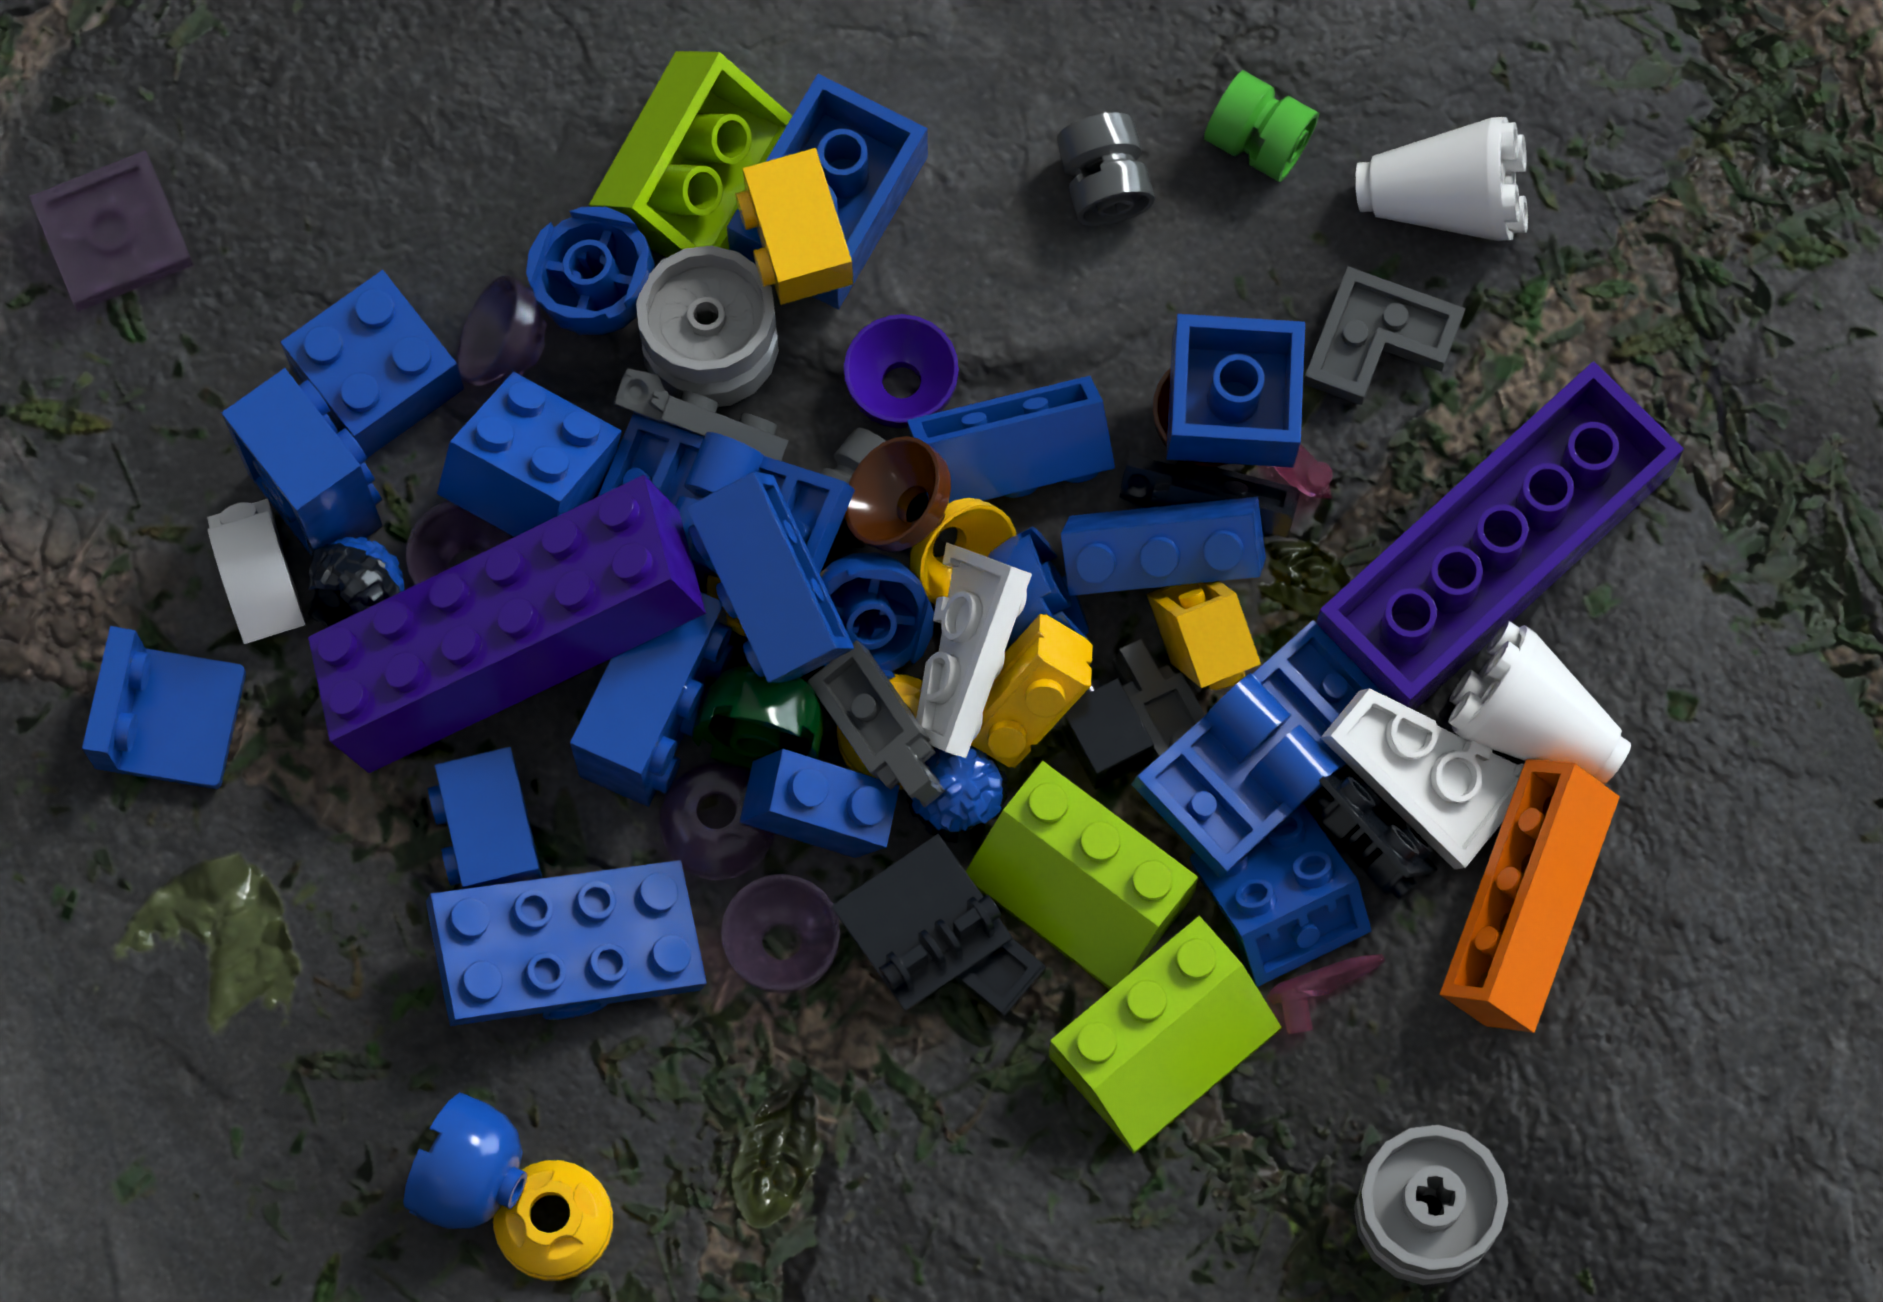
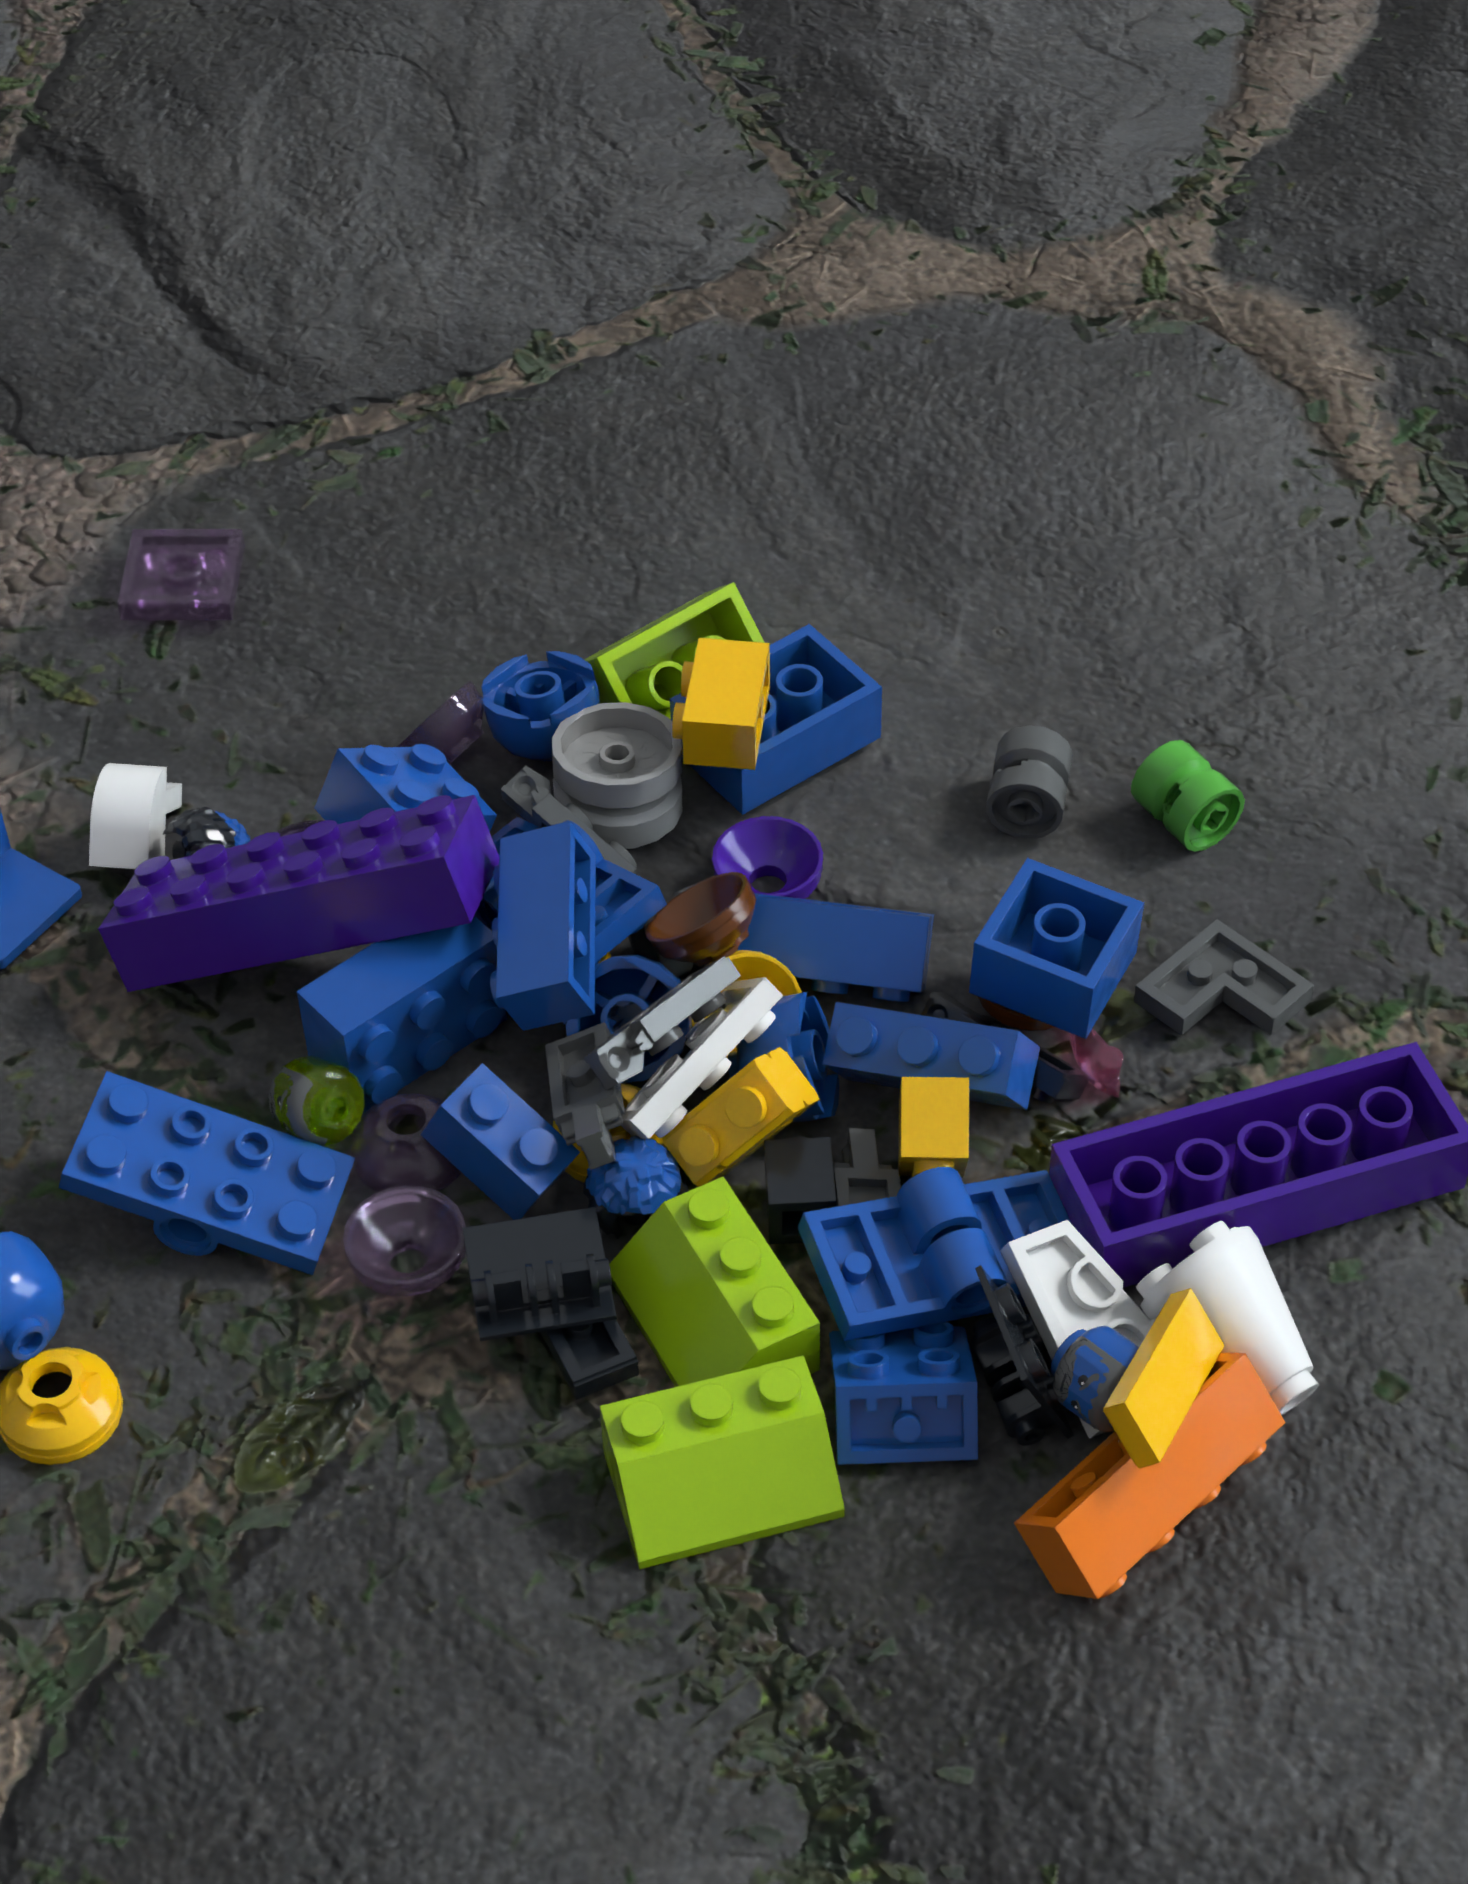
camera: 25 degrees right, 25 degrees down
(302, 464) = (211, 727): blue brick -> none
(374, 363) = (319, 706): blue brick -> none
(485, 820) = (208, 1052): blue brick -> none
(618, 821) = (316, 1100): none -> clear neon green head
(755, 718) = (489, 1037): dark green cylinder -> none
(923, 635) = (658, 1026): none -> hinge
(1321, 982) = (898, 1481): clear pink bar -> none
(1438, 1166) = (910, 1716): light grey wheel -> none
(1451, 181) = (1348, 885): white cone -> none
(1465, 834) = (1088, 1371): none -> head
(1523, 823) = (1163, 1378): none -> yellow tile

